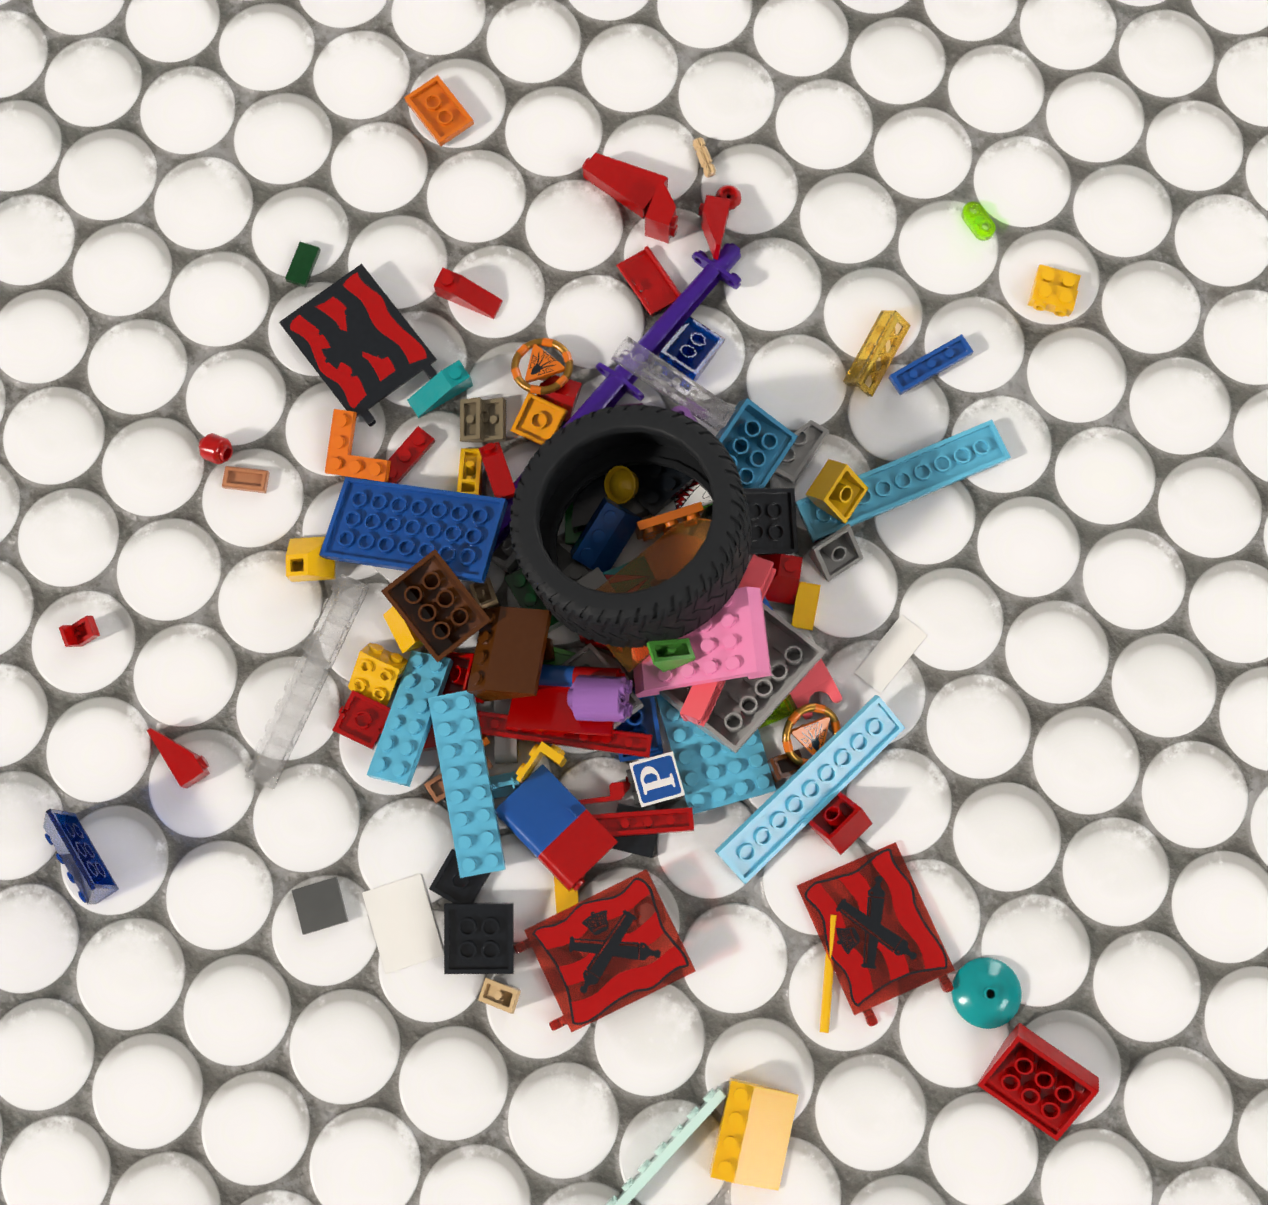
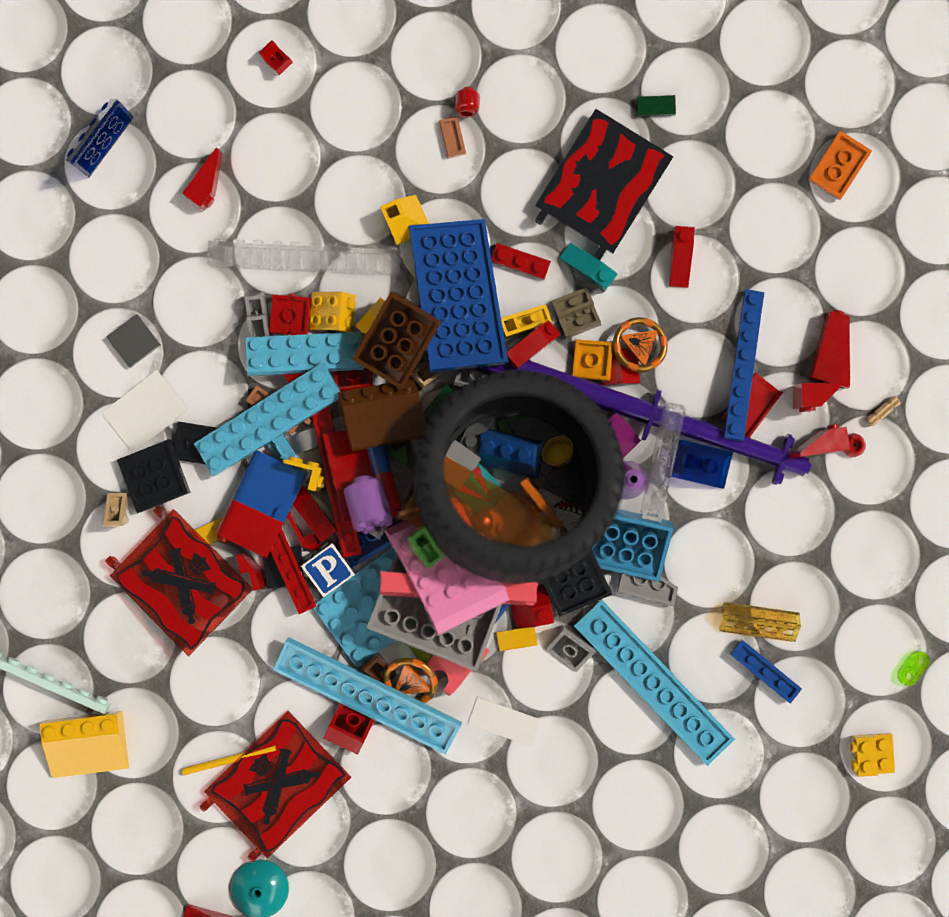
camera: 65 degrees right, 10 degrees up
(339, 455) = (498, 207): orange plate -> none
(347, 755) = (257, 314): none -> light grey slope
(592, 774) = (314, 515): none -> red slope
(605, 272) = (743, 365): none -> blue plate
(619, 866) = (247, 564): none -> red slope
(837, 490) = (622, 631): yellow slope -> none

